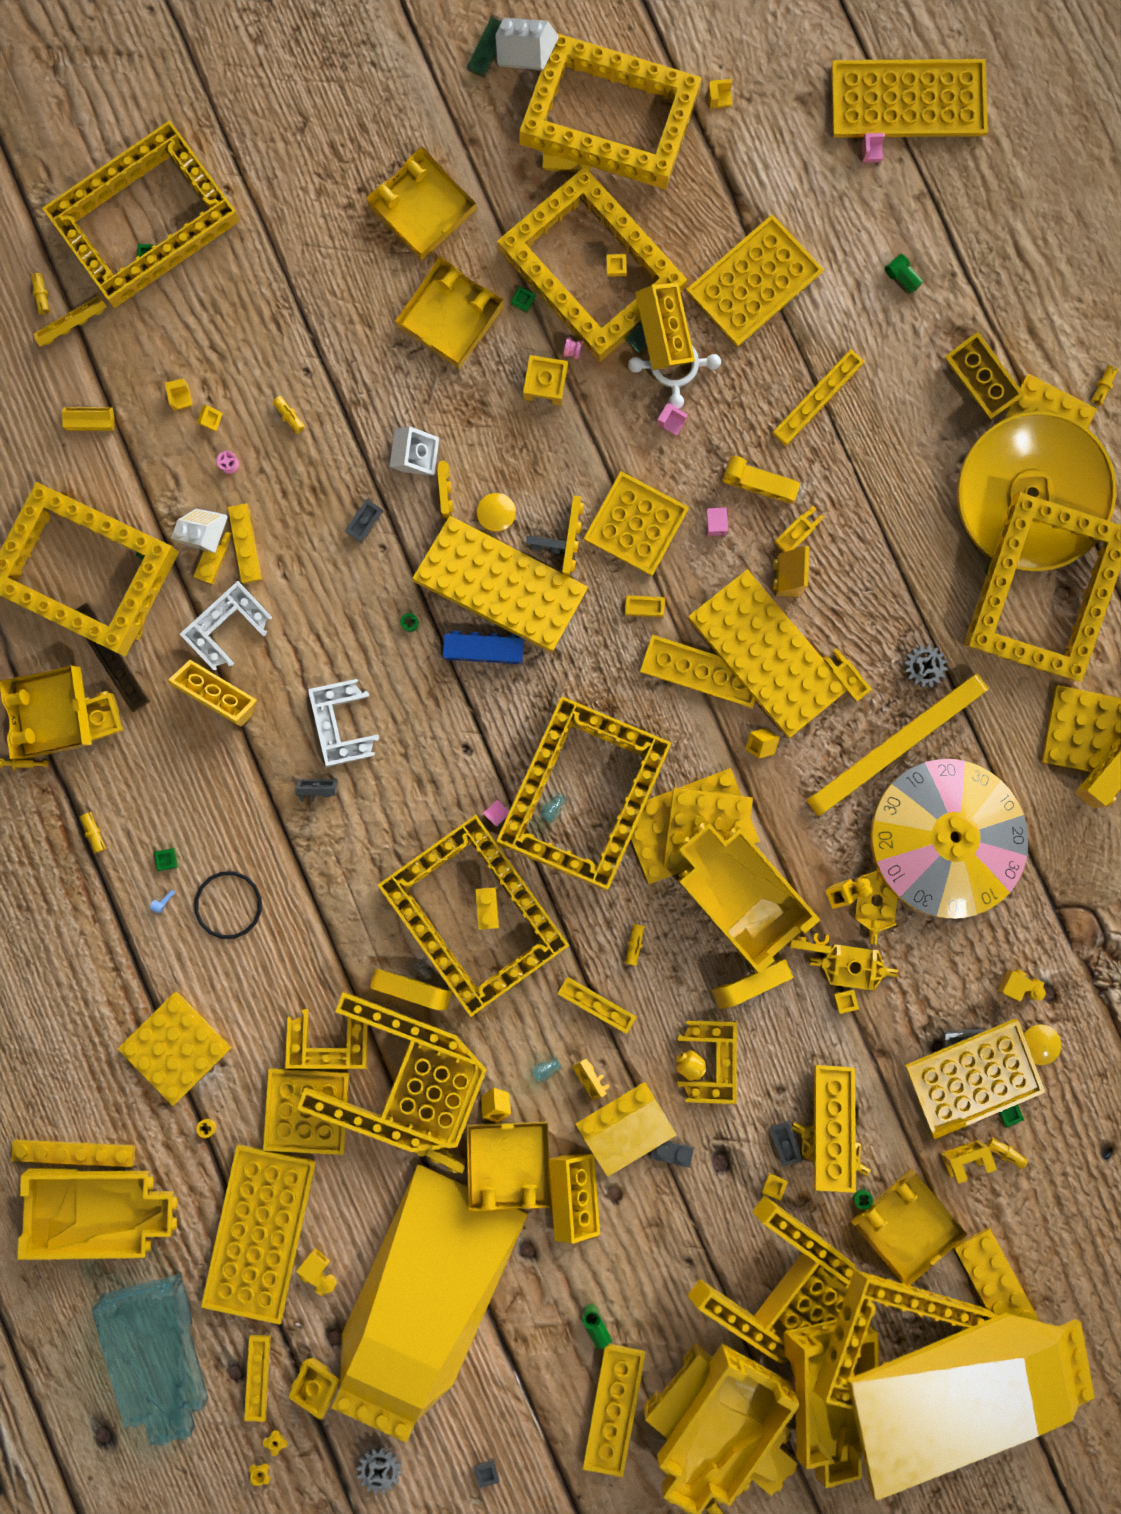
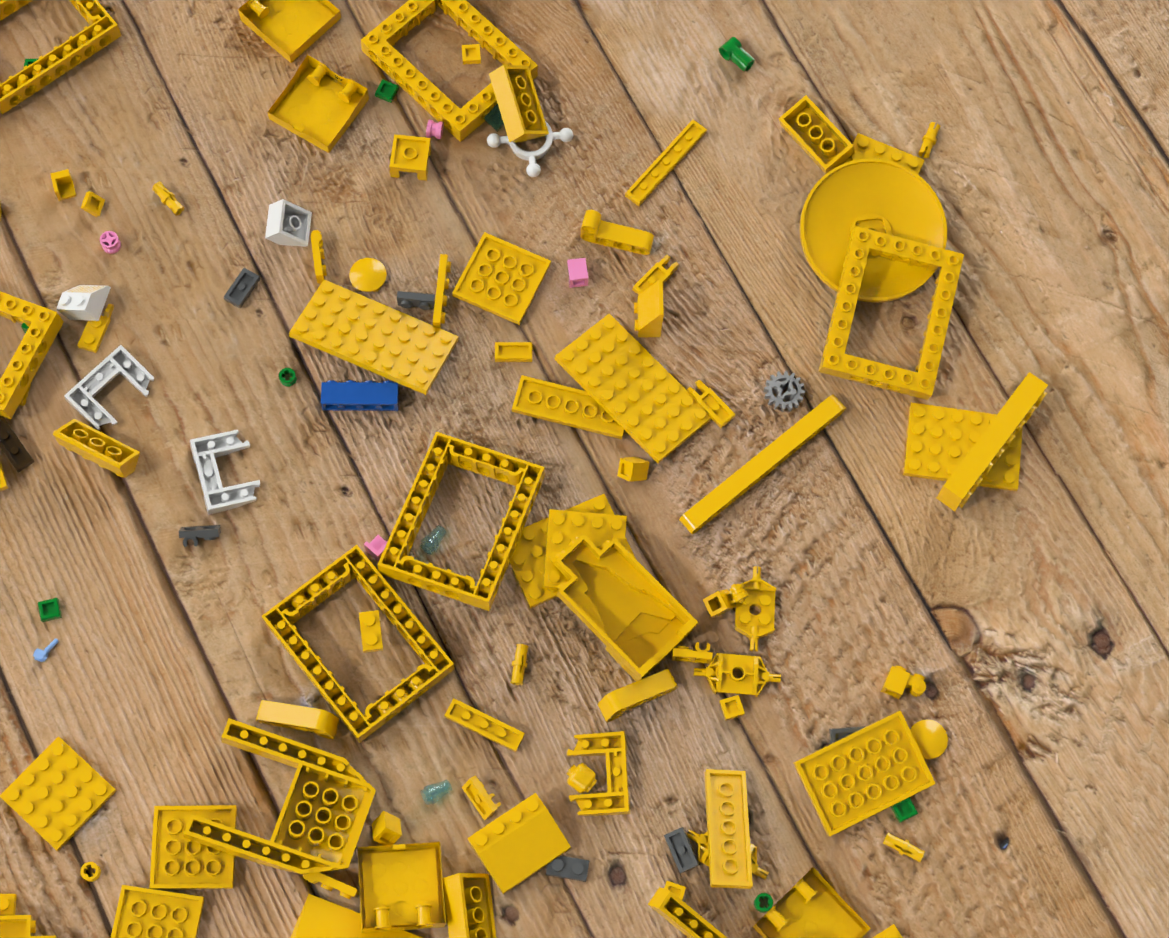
camera: 10 degrees left, 15 degrees down
(245, 543) = (127, 314): yellow plate -> none
(249, 927) = (124, 677): black piece -> none
(302, 1057) = (188, 792): yellow wedge -> none
(672, 419) = (530, 186): bright pink panel -> none
(754, 280) = (600, 66): yellow plate -> none
(915, 844) = (811, 577): dish -> none
(964, 1154) = (874, 844): yellow panel -> none

